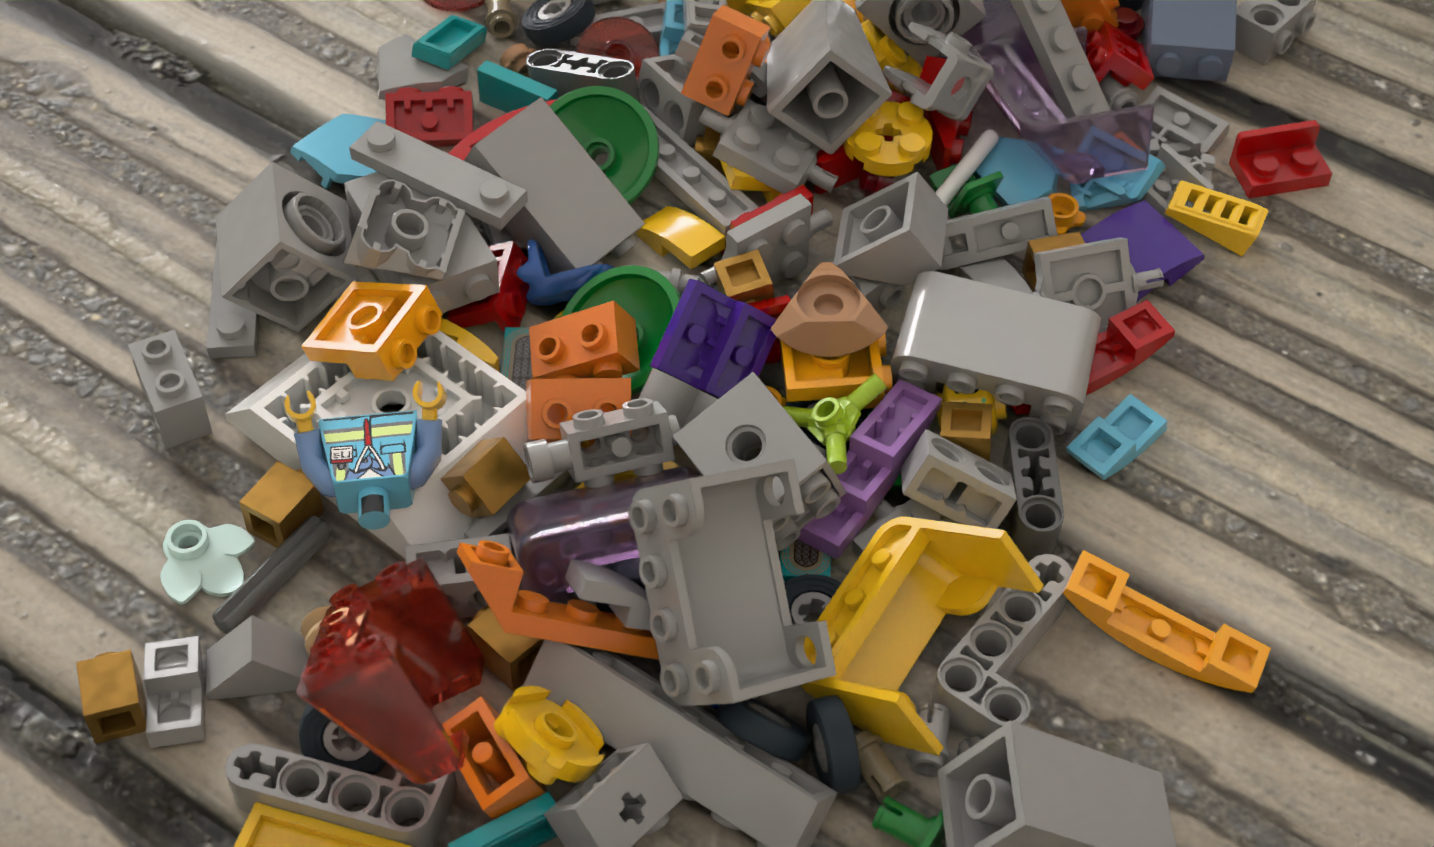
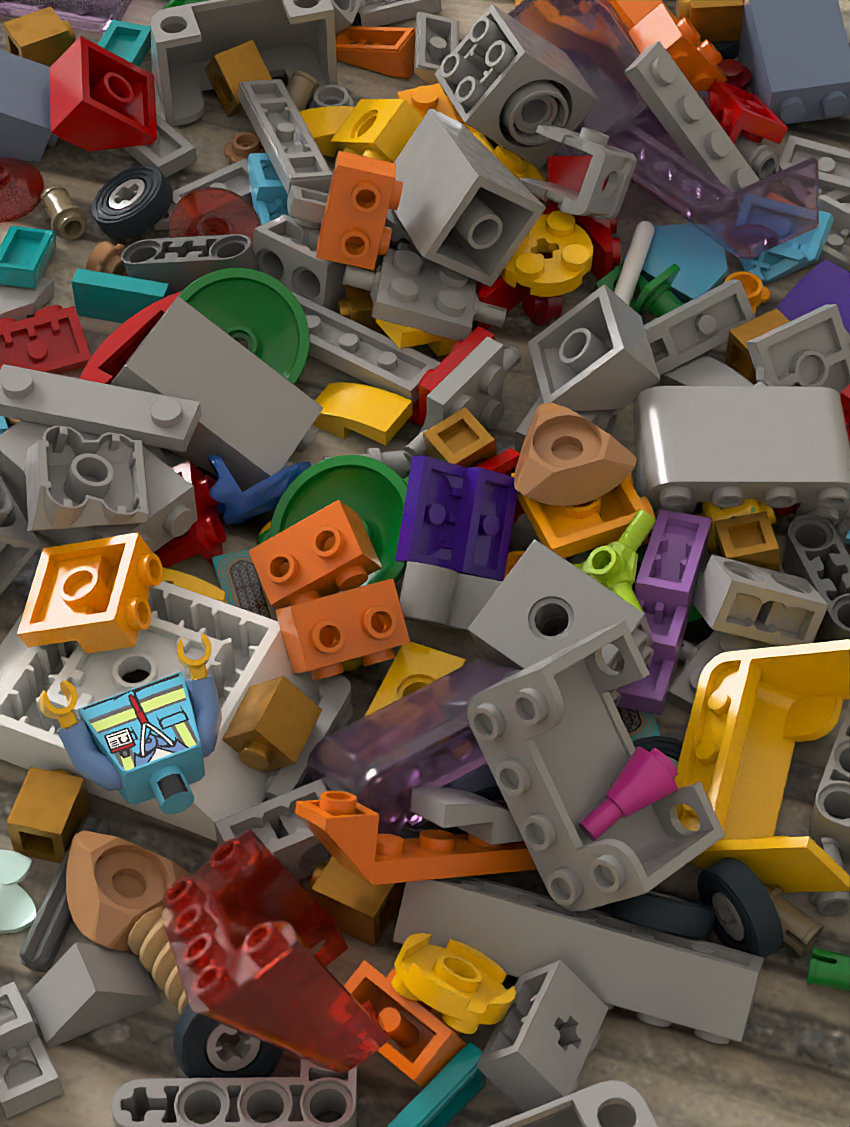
camera: 15 degrees left, 0 degrees up
(306, 576) = (114, 886): none -> medium nougat hat
(613, 447) = (396, 656): light grey brick -> none
(770, 610) = (640, 783): none -> dark pink cone

